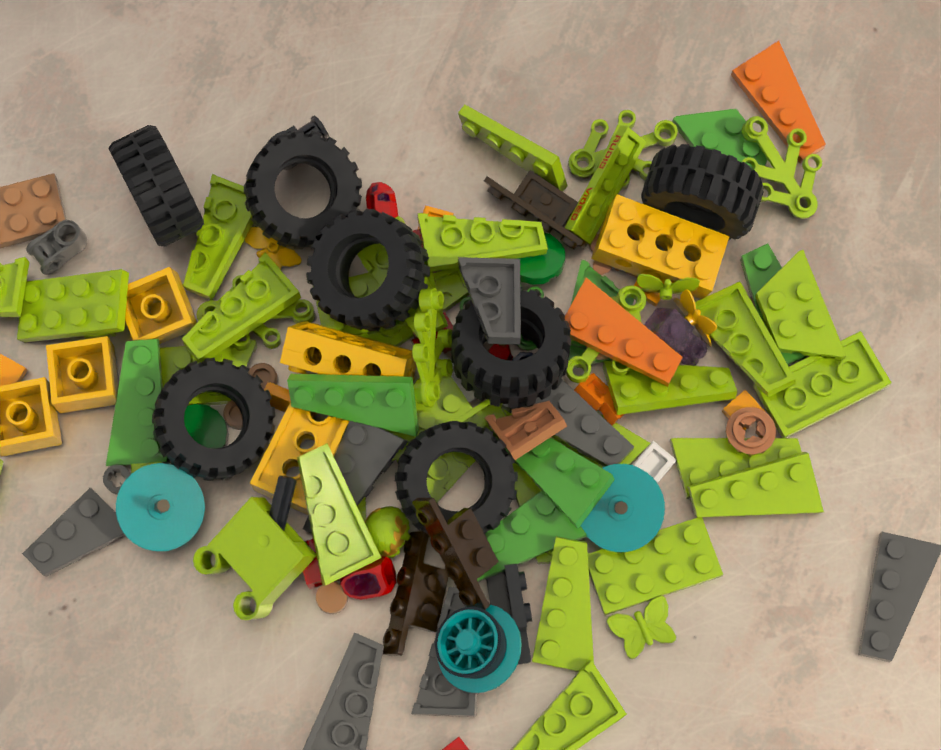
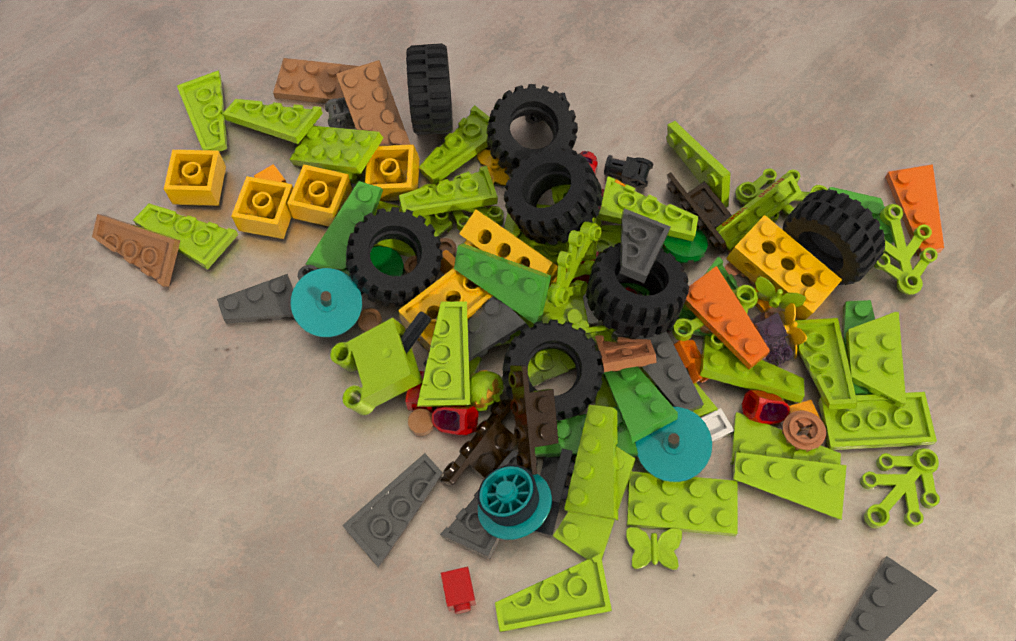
camera: 25 degrees right, 10 degrees down
(92, 230) = (372, 103): none -> medium nougat plate
(217, 503) = (369, 319): none -> medium nougat tile
(435, 188) = (632, 170): none -> black connector
(551, 582) = (594, 473): none -> lime wing
(699, 421) = (764, 407): none -> red rock
(875, 445) = (903, 485): none -> lime plant

